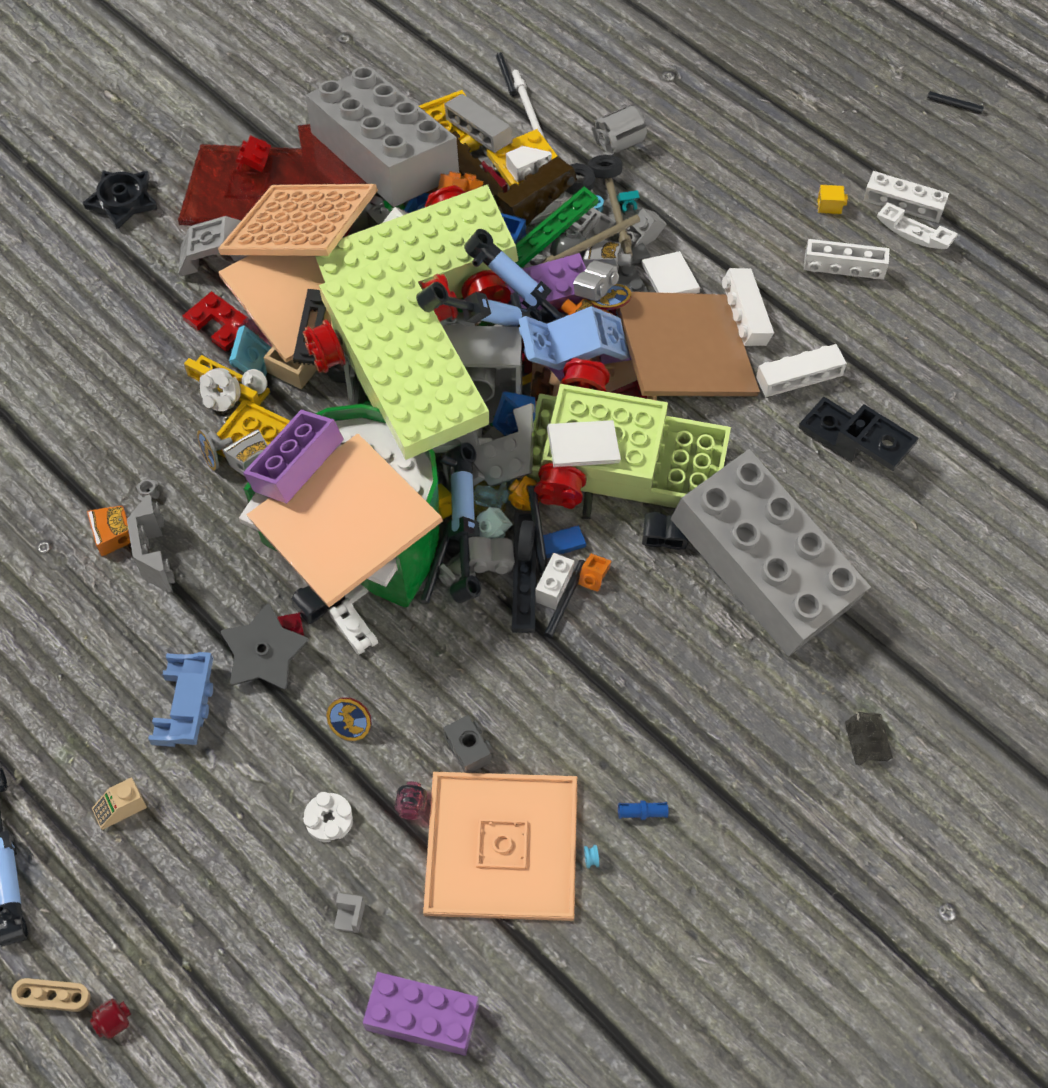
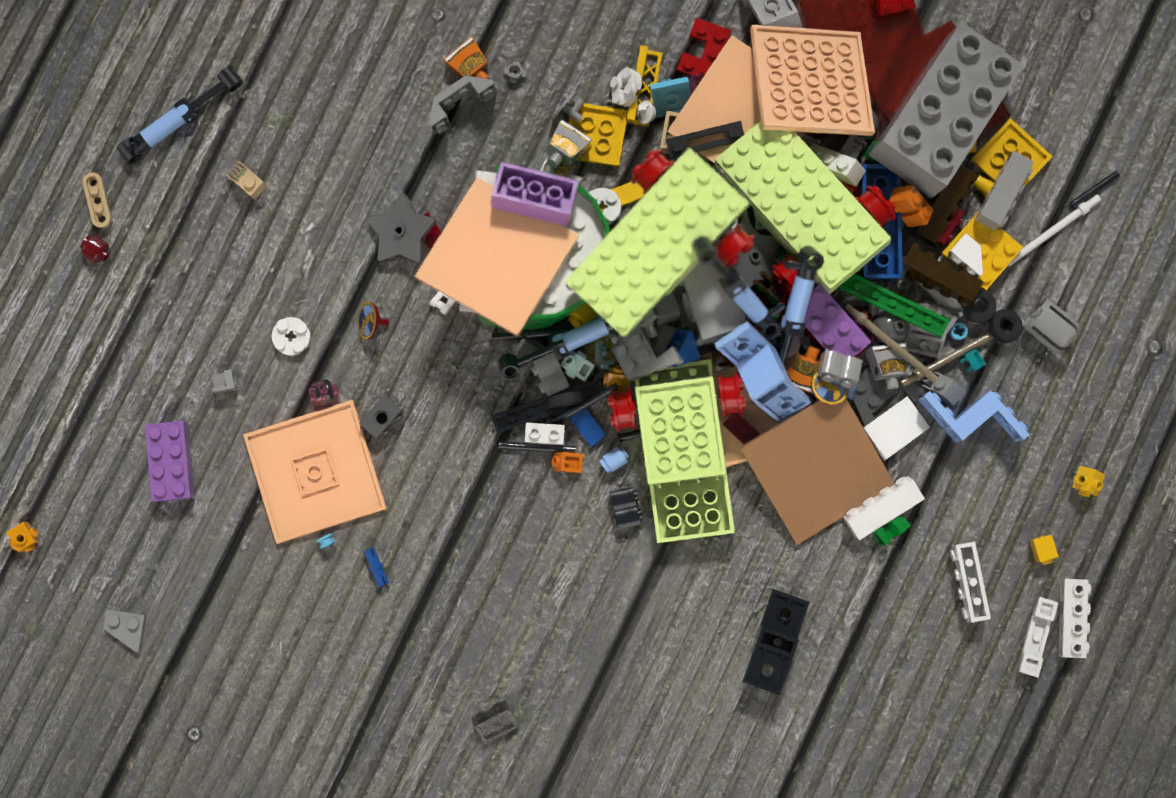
camera: 75 degrees right, 25 degrees up
(189, 699) = (343, 193): medium blue bracket -> none
(583, 443) = (656, 417): white tile -> none
(608, 525) = (614, 459): none -> light blue brick
(684, 210) = (973, 416): none -> light blue bracket
(769, 552) = (619, 600): light grey brick -> none
(772, 305) = (891, 530): none -> green leg
(778, 148) = (1088, 481): none -> yellow brick
(801, 370) = (829, 575): white brick -> none

